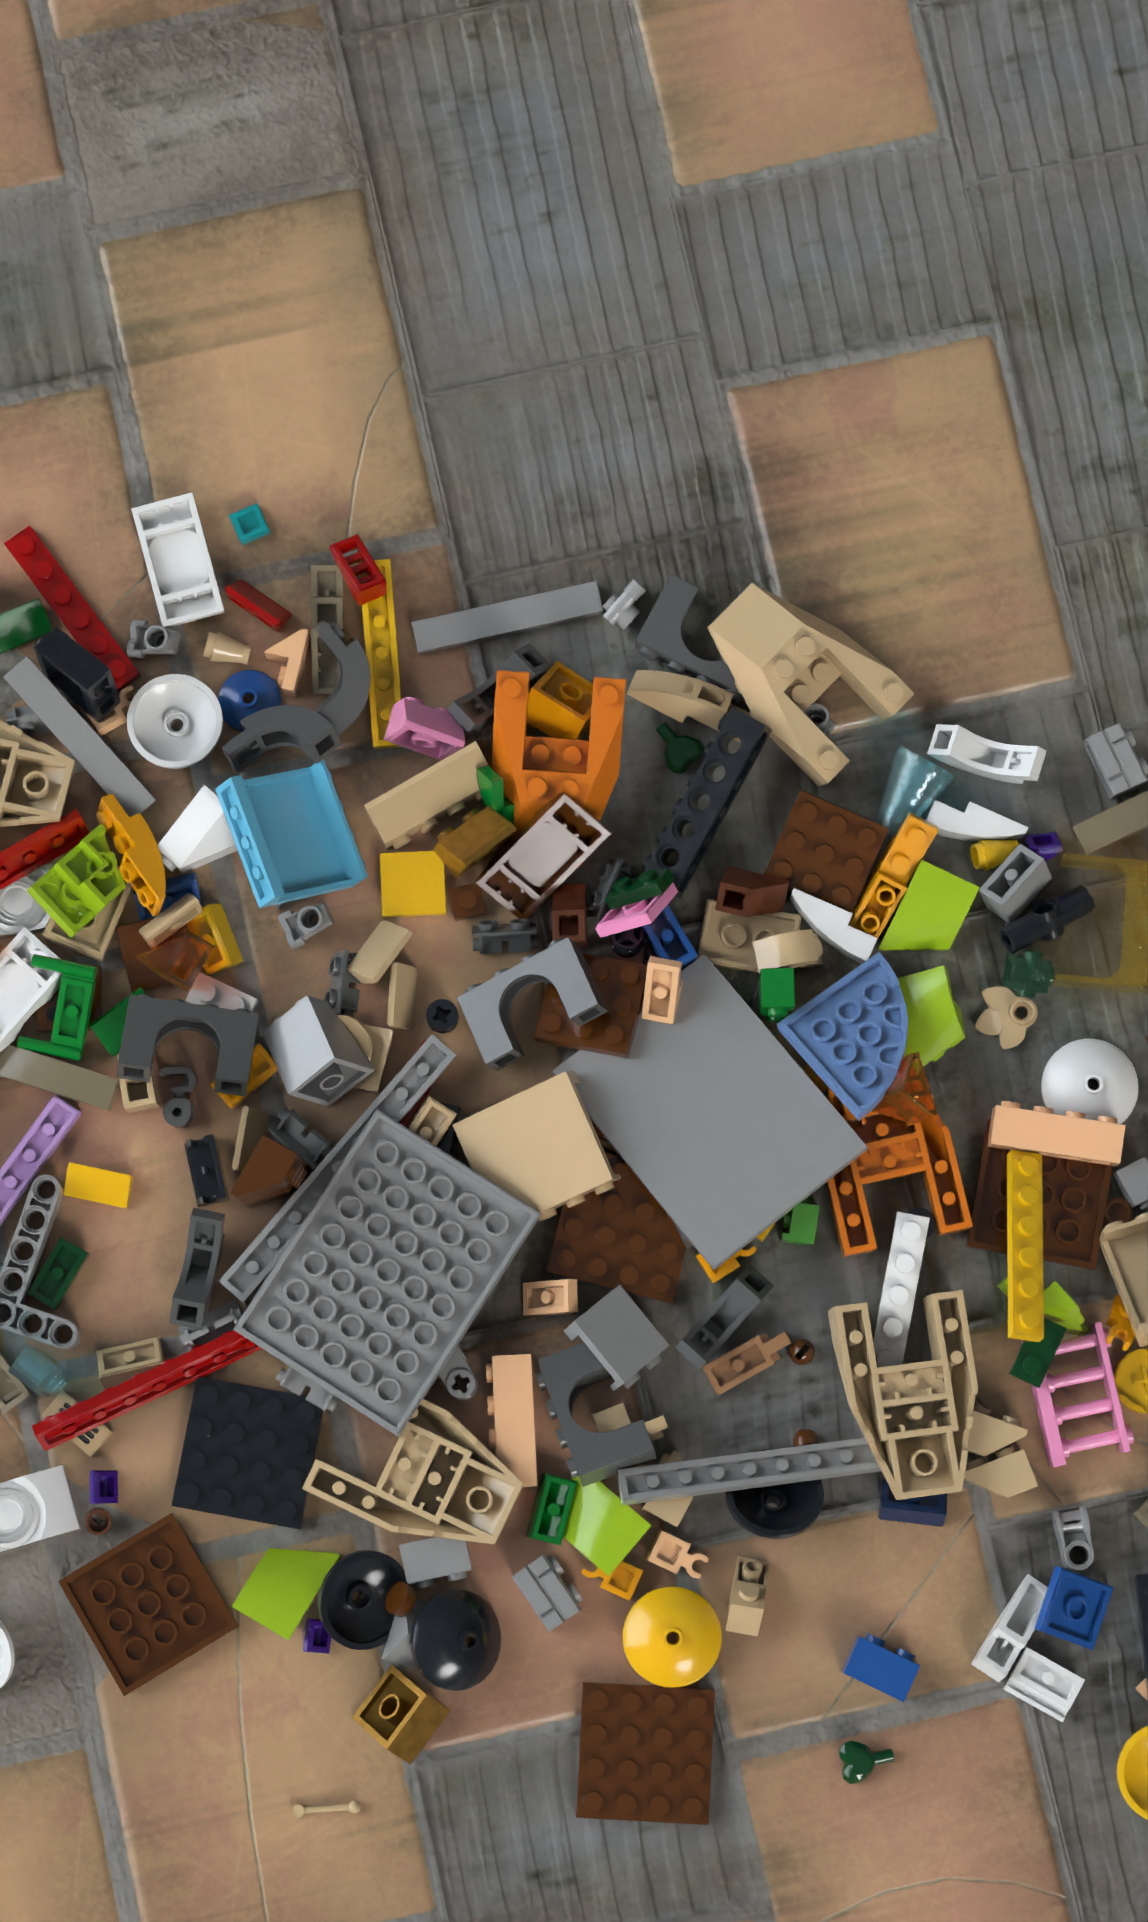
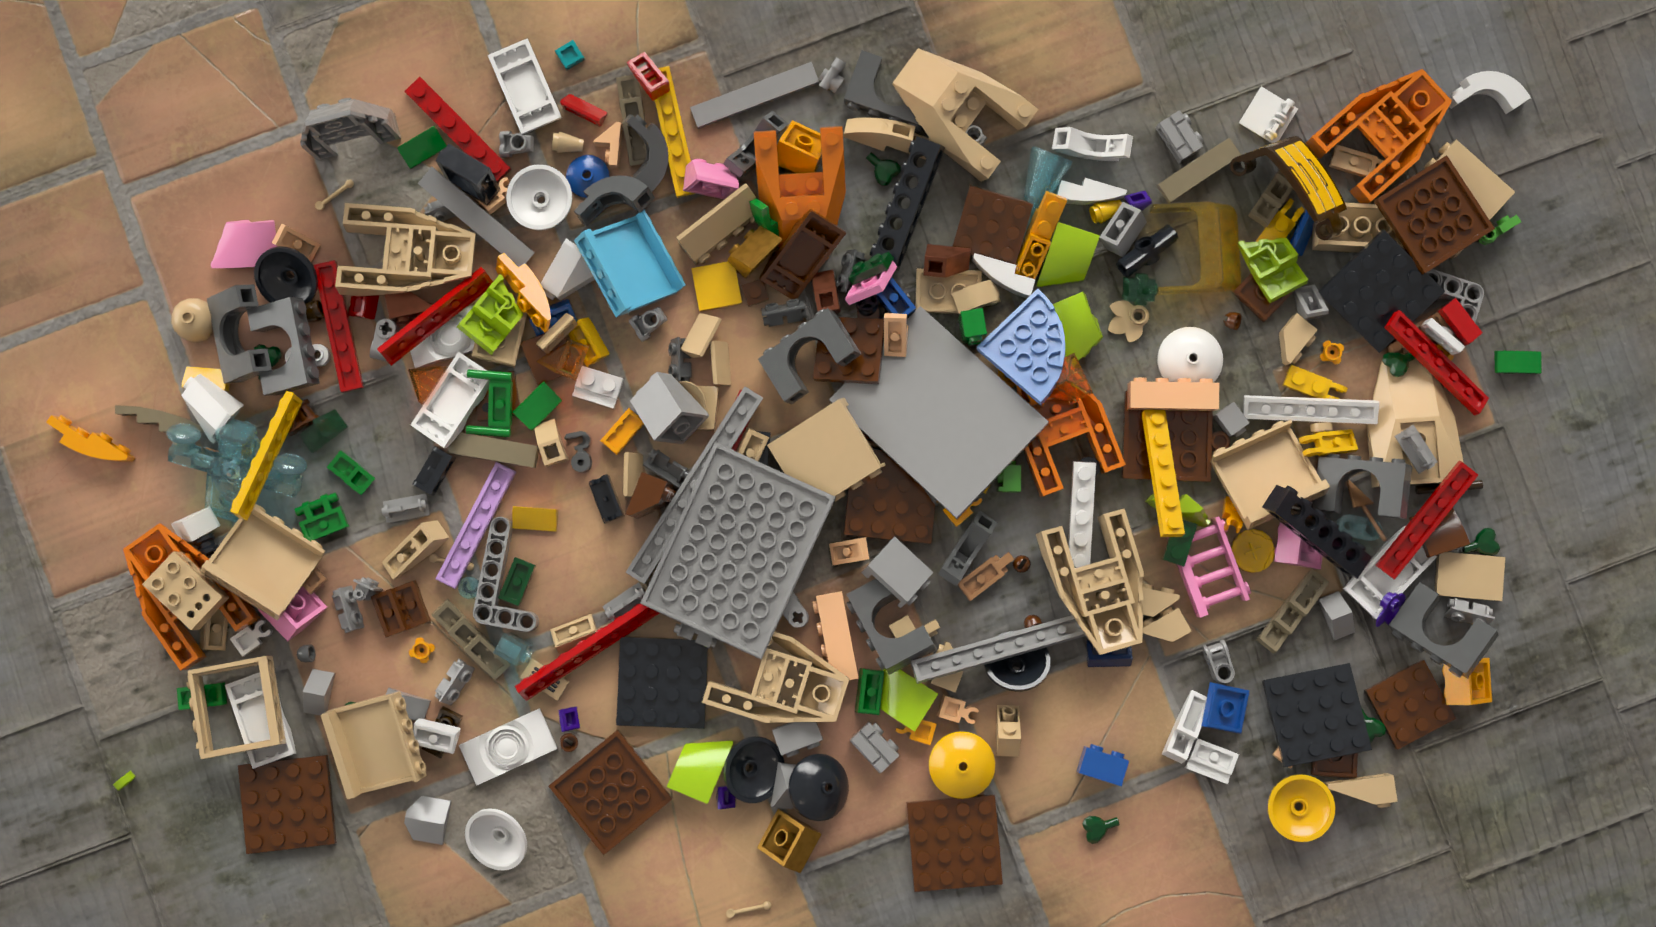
camera: 10 degrees left, 5 degrees up
(153, 1019) = (555, 402): dark grey arch -> none
(199, 1269) = (611, 565): dark grey arch -> none
(400, 1599) = (778, 766): reddish brown tile -> none
(444, 1021) = (751, 376): black wheel -> none

